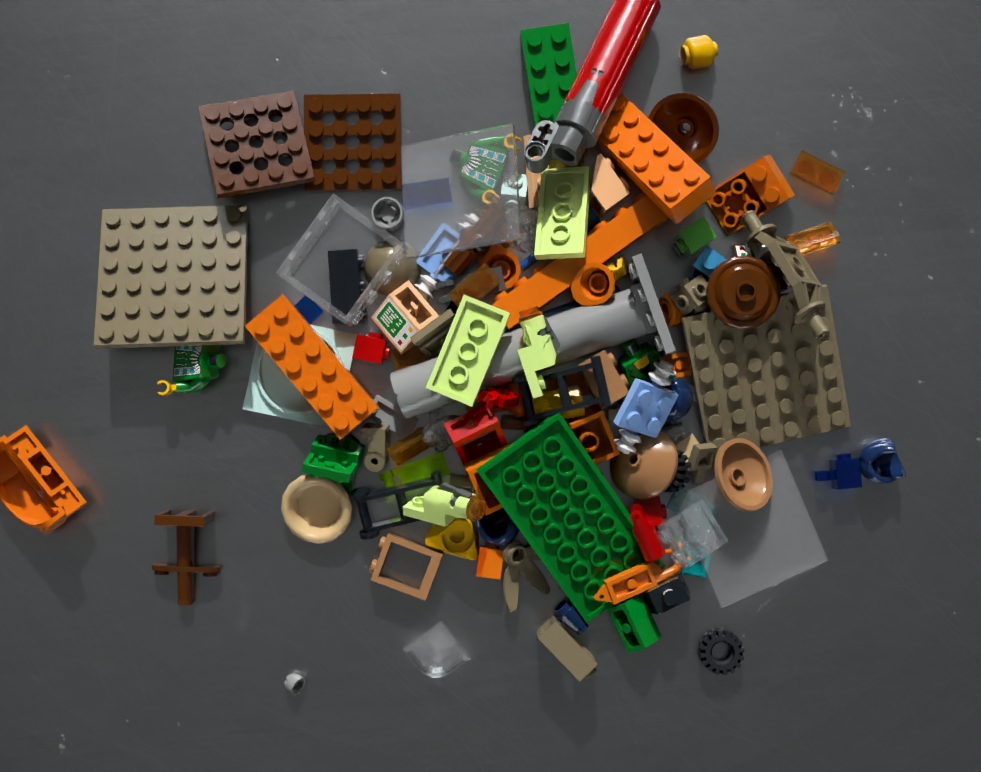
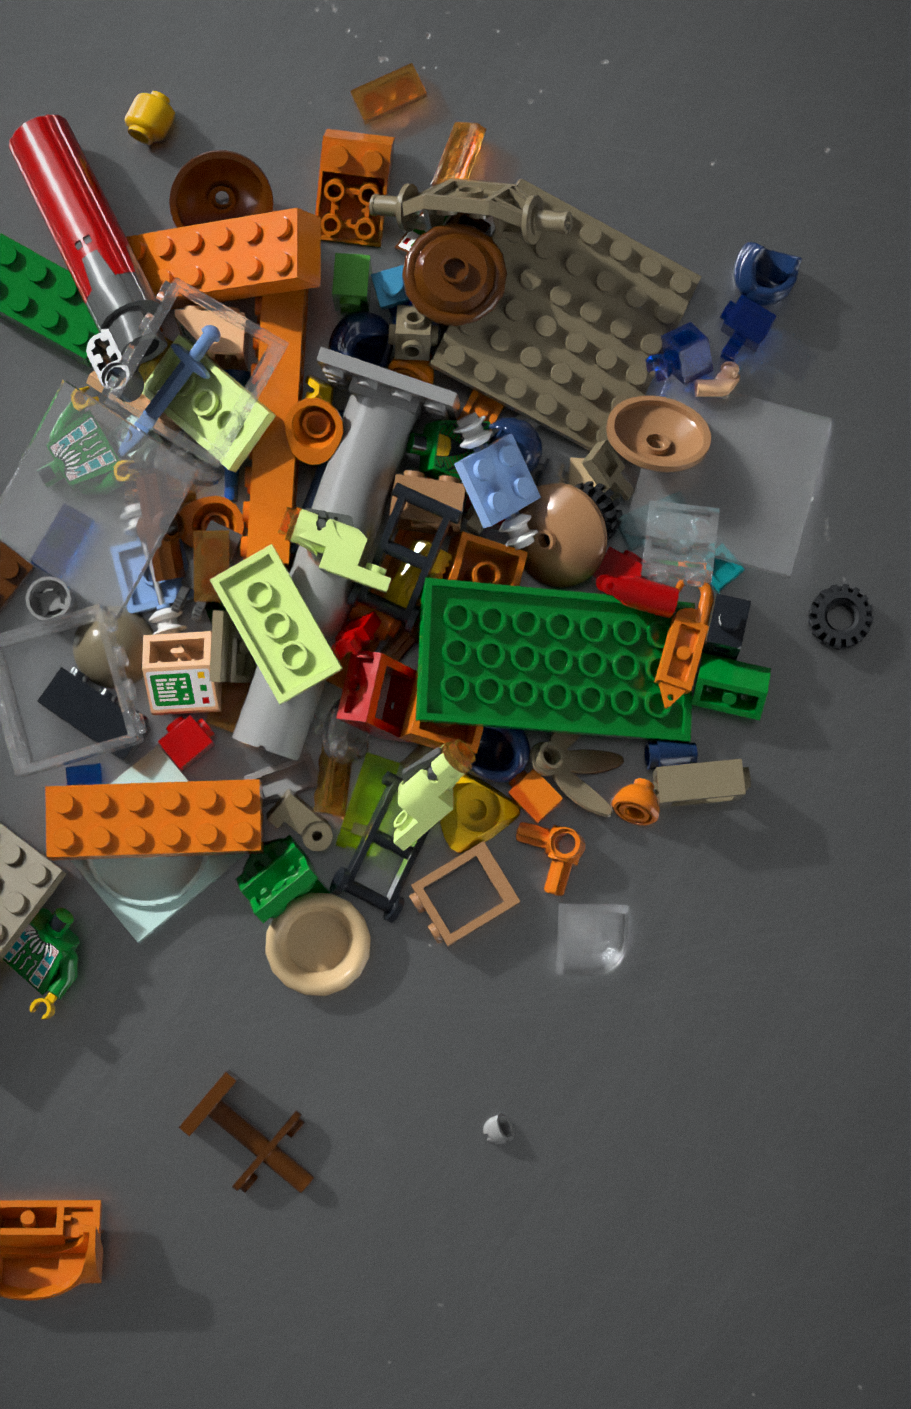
camera: 50 degrees left, 5 degrees down
(465, 604) = (549, 840): none -> orange axle
(530, 620) = (637, 803): none -> orange brick
(575, 235) = (246, 400): none -> clear window
(576, 185) = (189, 363): none -> medium blue sword
(666, 269) = (362, 337): none -> dark blue piece
(799, 453) = (685, 355): none -> clear blue brick
(799, 485) = (721, 384): none -> light nougat arm

